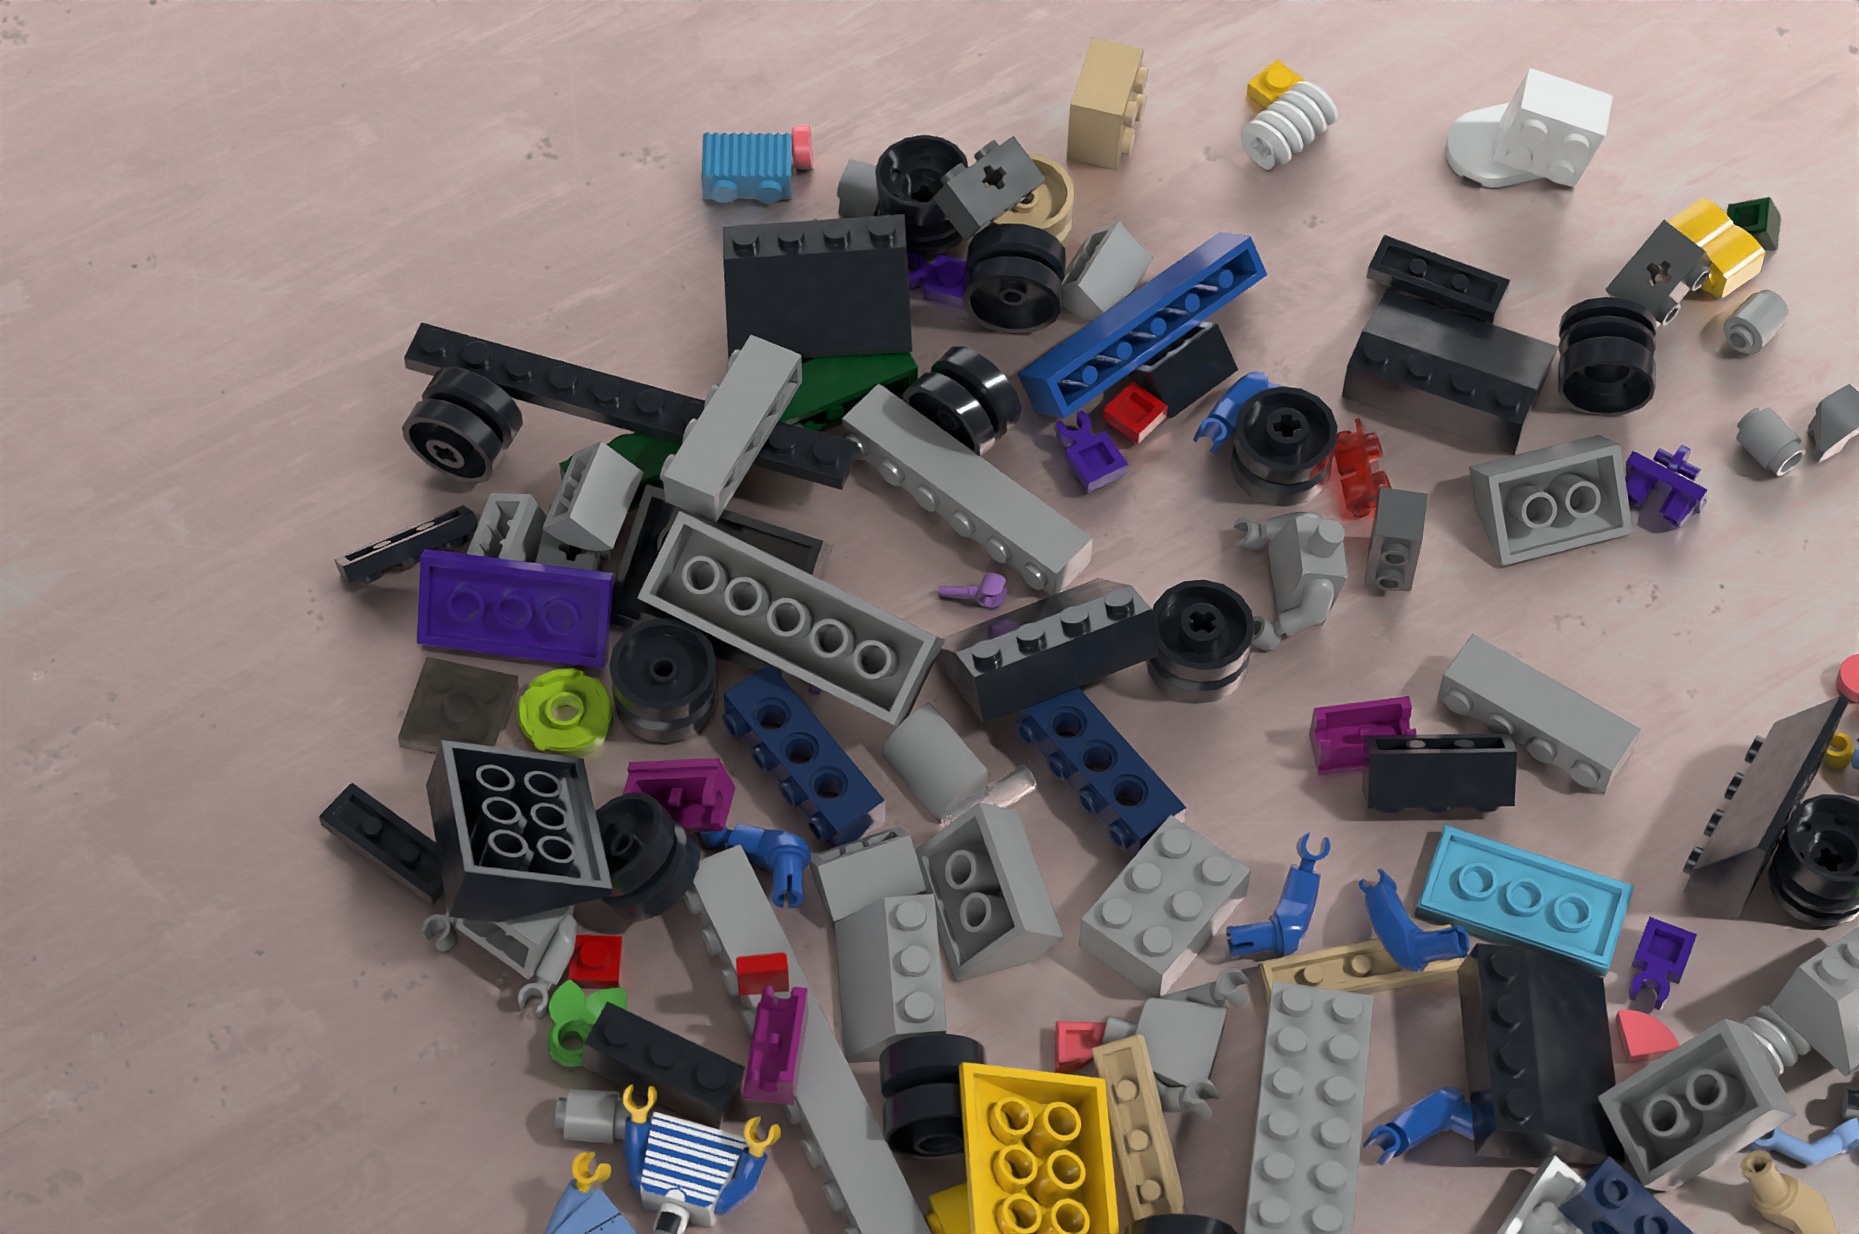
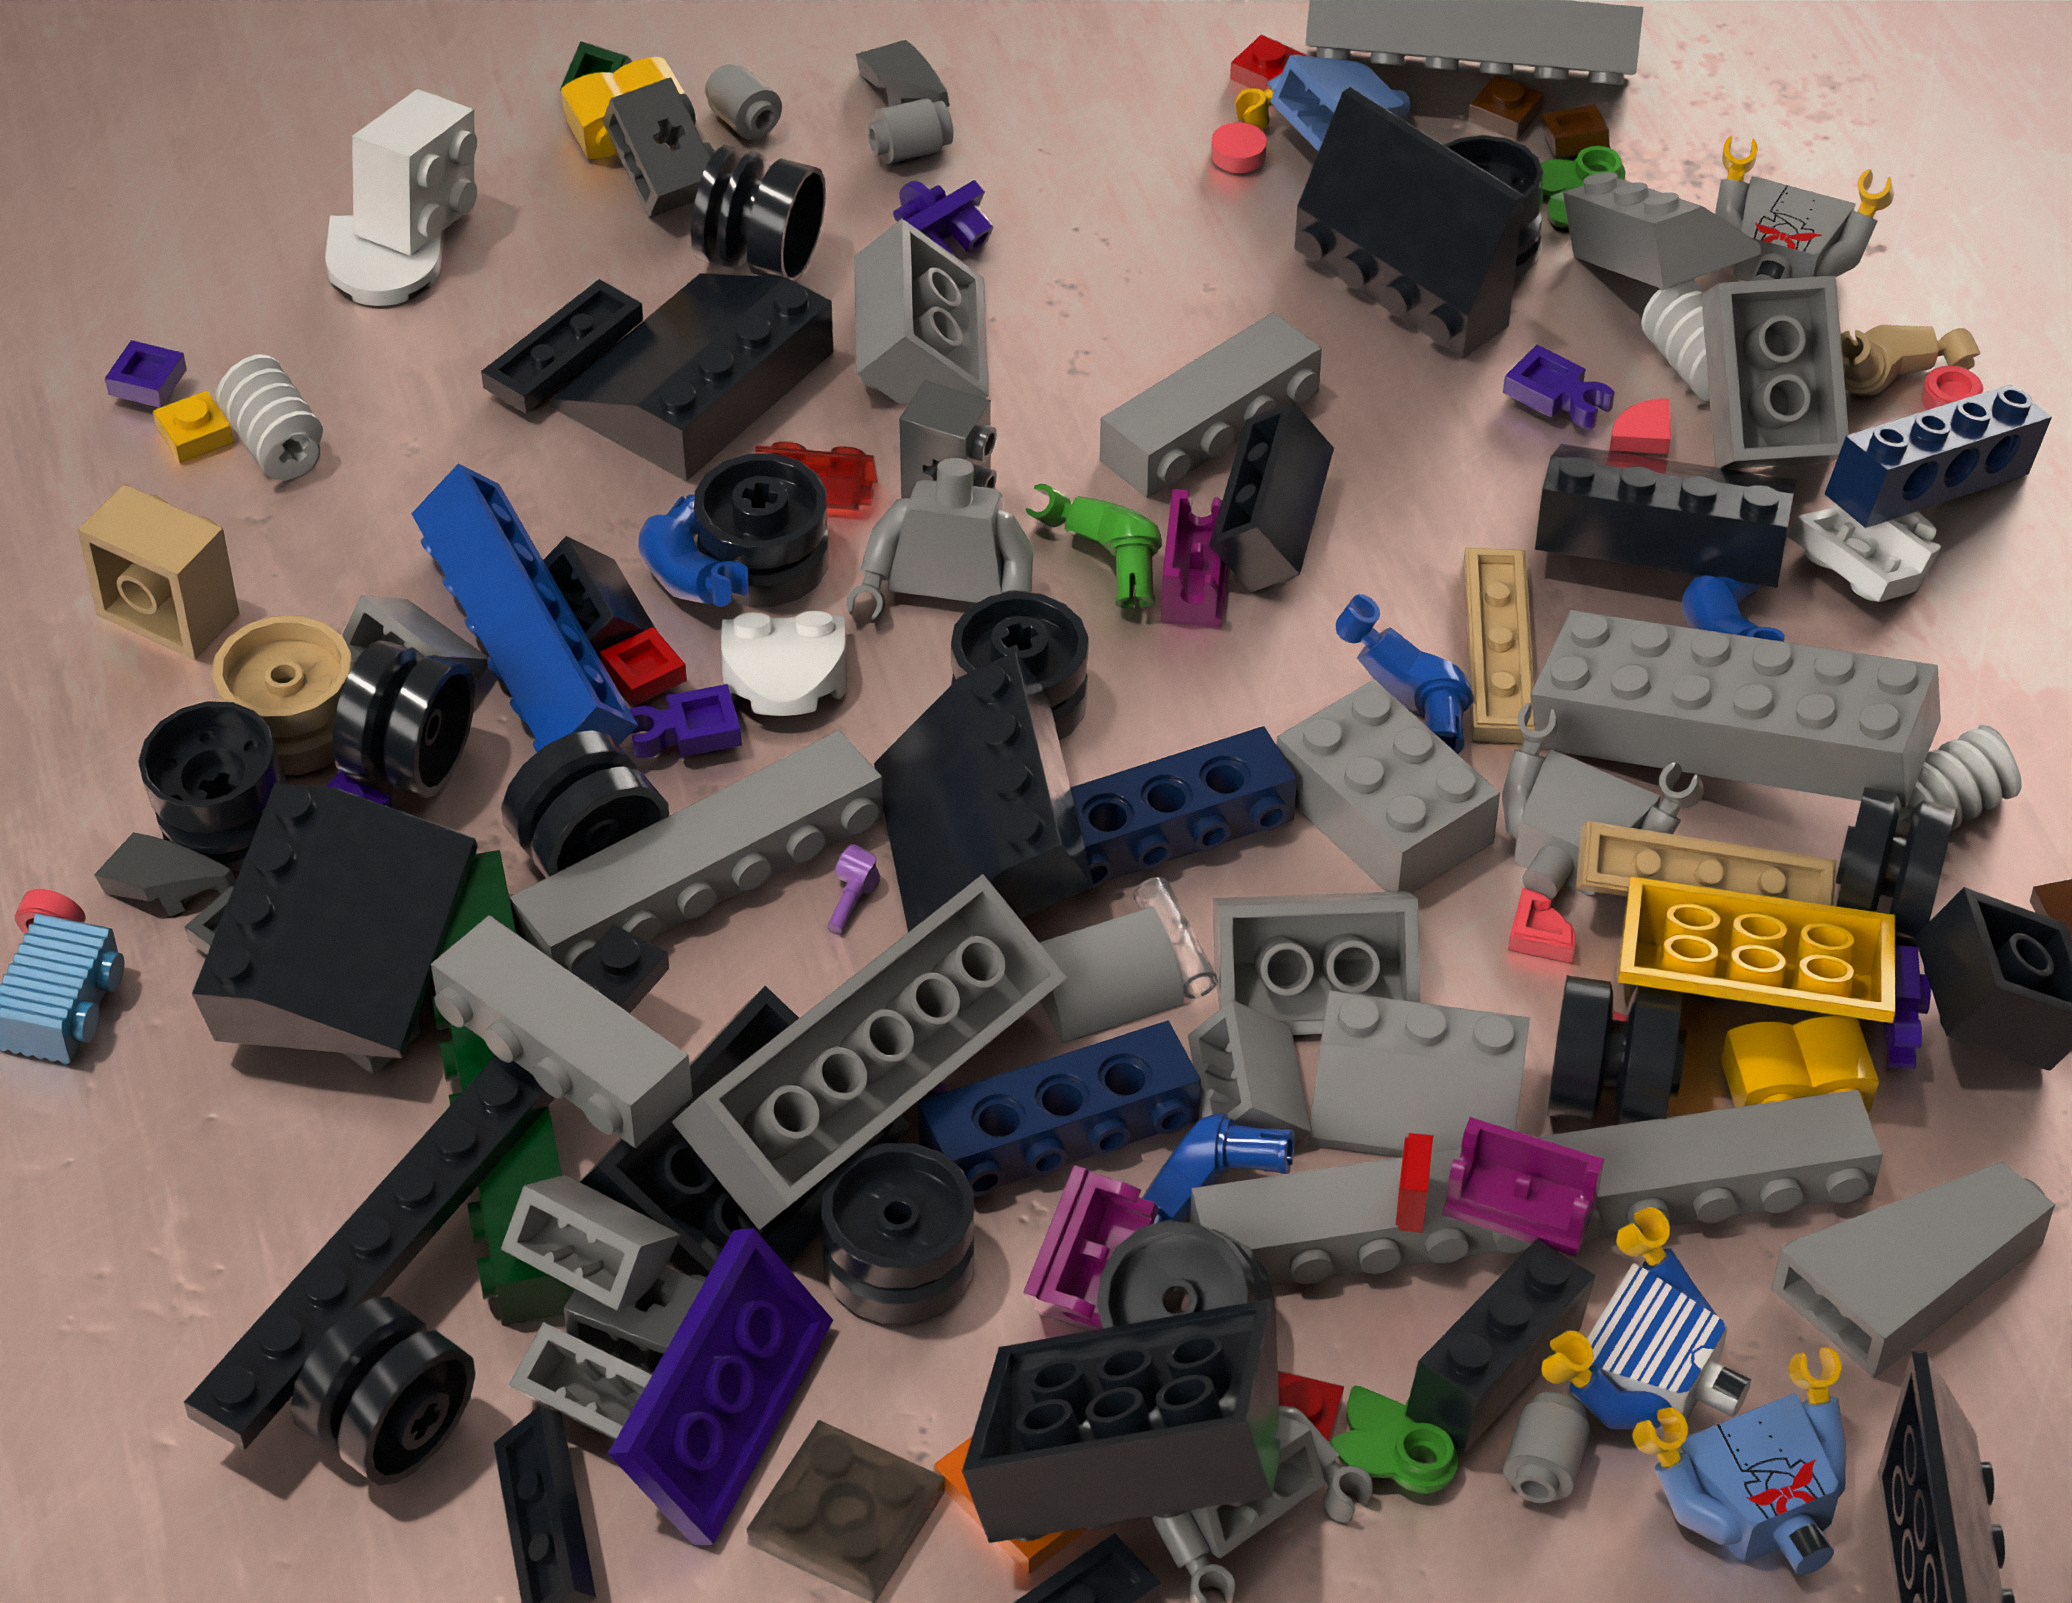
camera: 75 degrees left, 10 degrees down
(570, 737) = (900, 1415): lime tile -> none
(1010, 178) = (284, 677): dark grey brick -> none
(1170, 496) = (784, 661): none -> white slope
(1311, 44) = (146, 373): none -> dark purple plate
(1374, 675) = (1119, 530): none -> bright green arm
(1401, 937) = (1478, 580): blue arm -> none
(1524, 900) = (1442, 485): medium azure tile -> none

